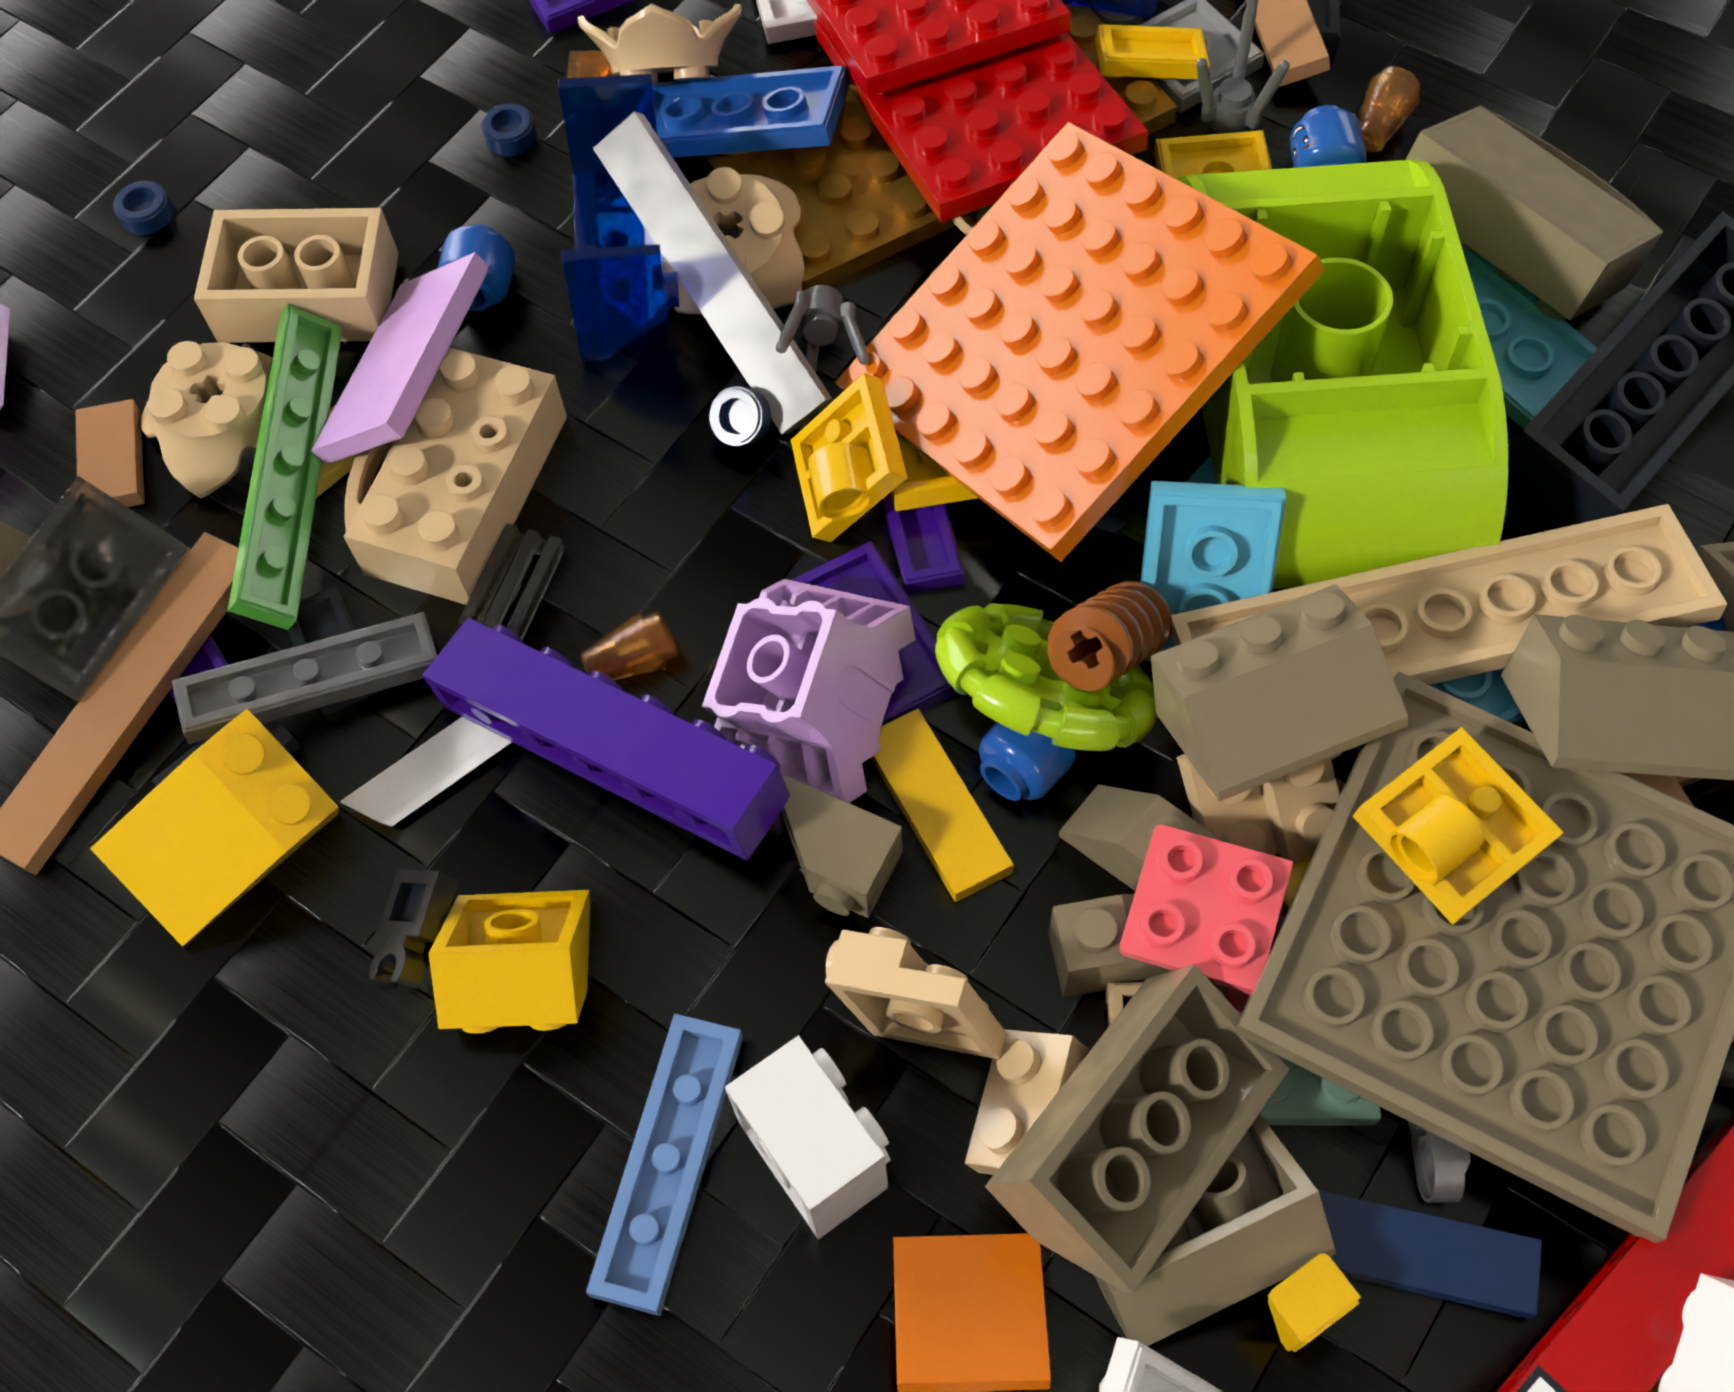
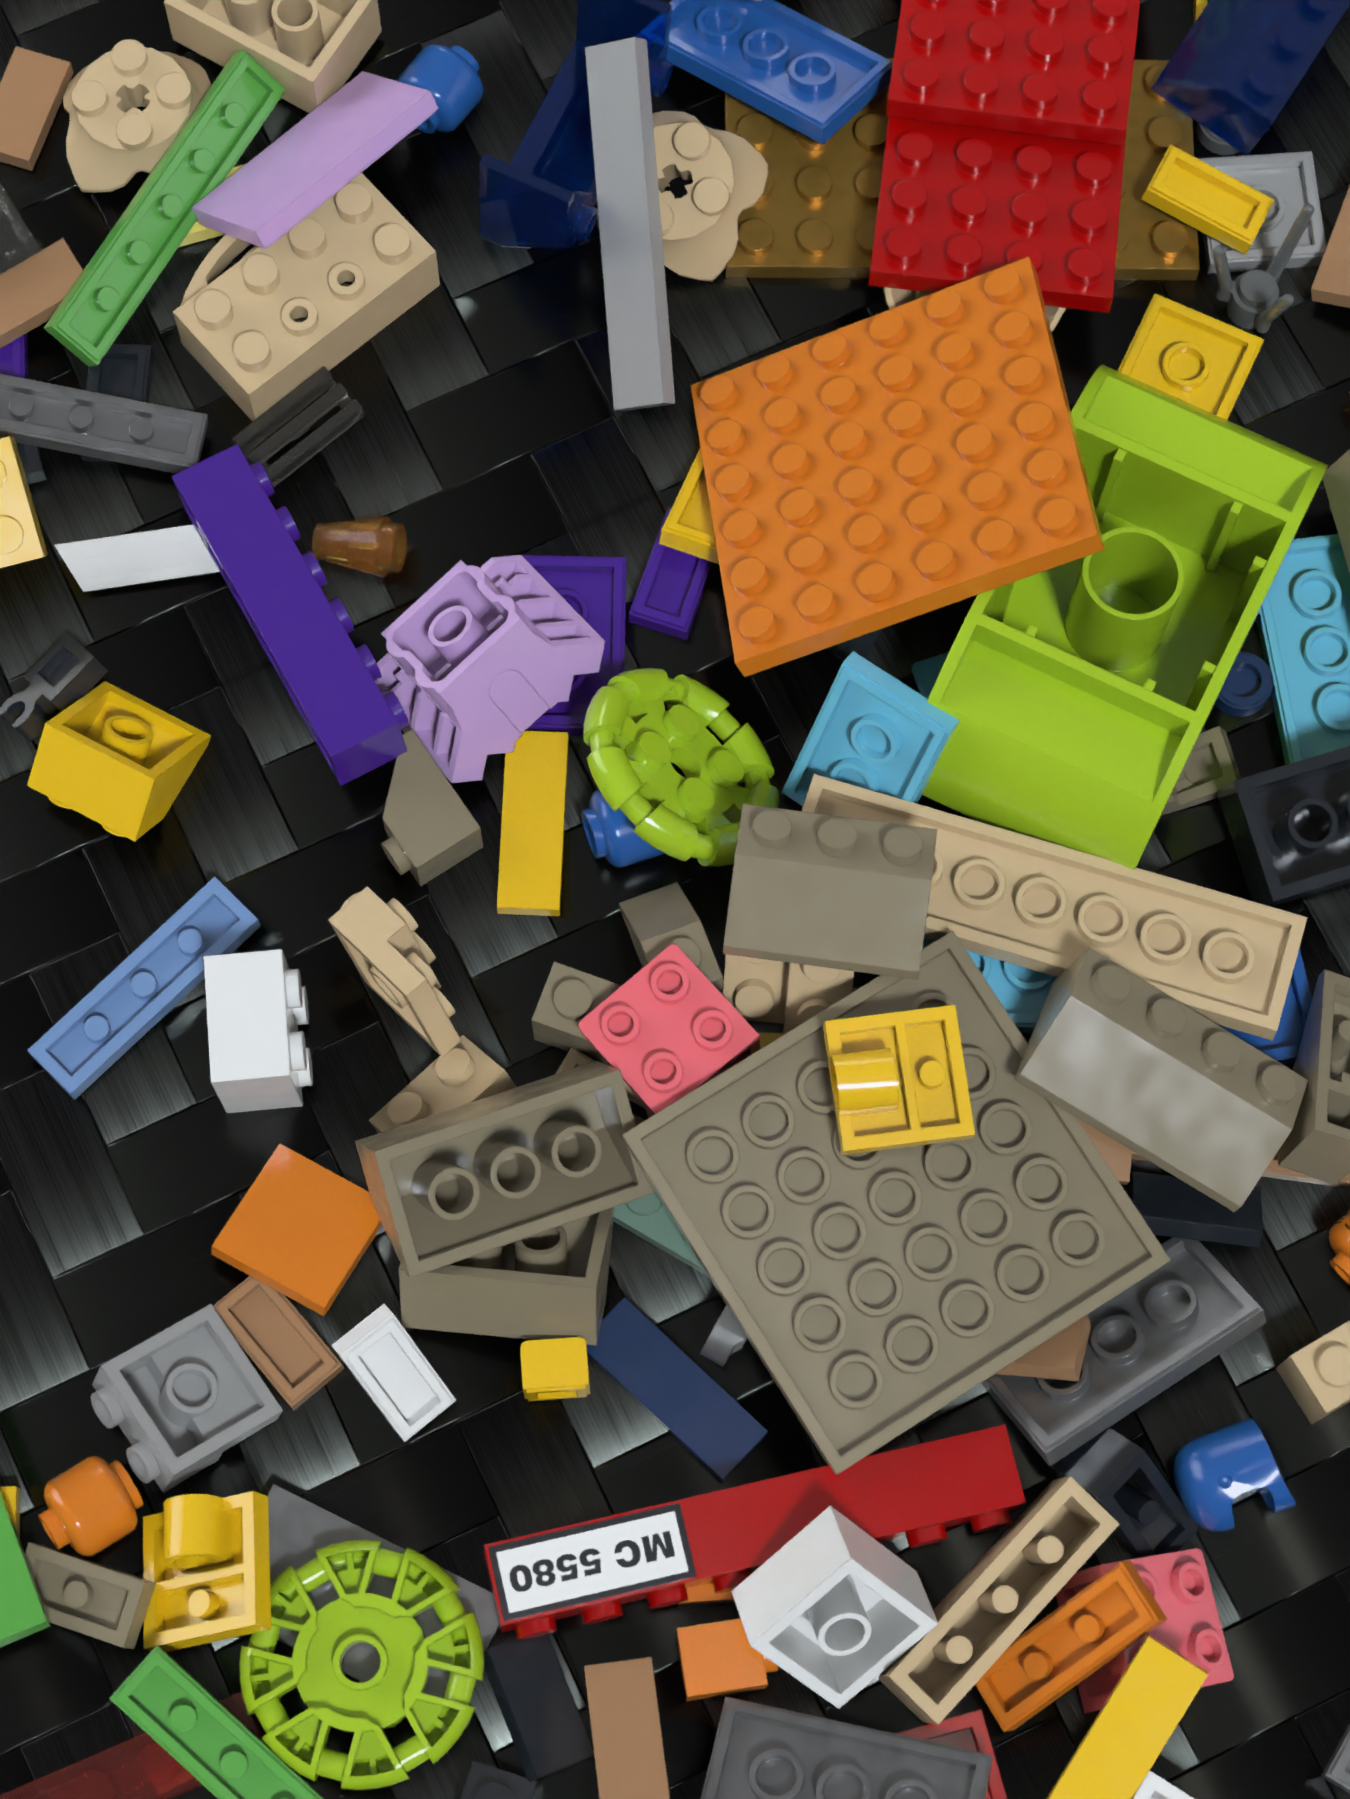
camera: 25 degrees right, 10 degrees up
(740, 416) = (585, 373): tile -> none
(820, 318) = (714, 315): dark grey plant -> none
(848, 458) = (646, 471): yellow plate -> none
(1109, 635) = (746, 763): dark orange piece -> none
(1327, 138) = (1303, 396): blue head -> none

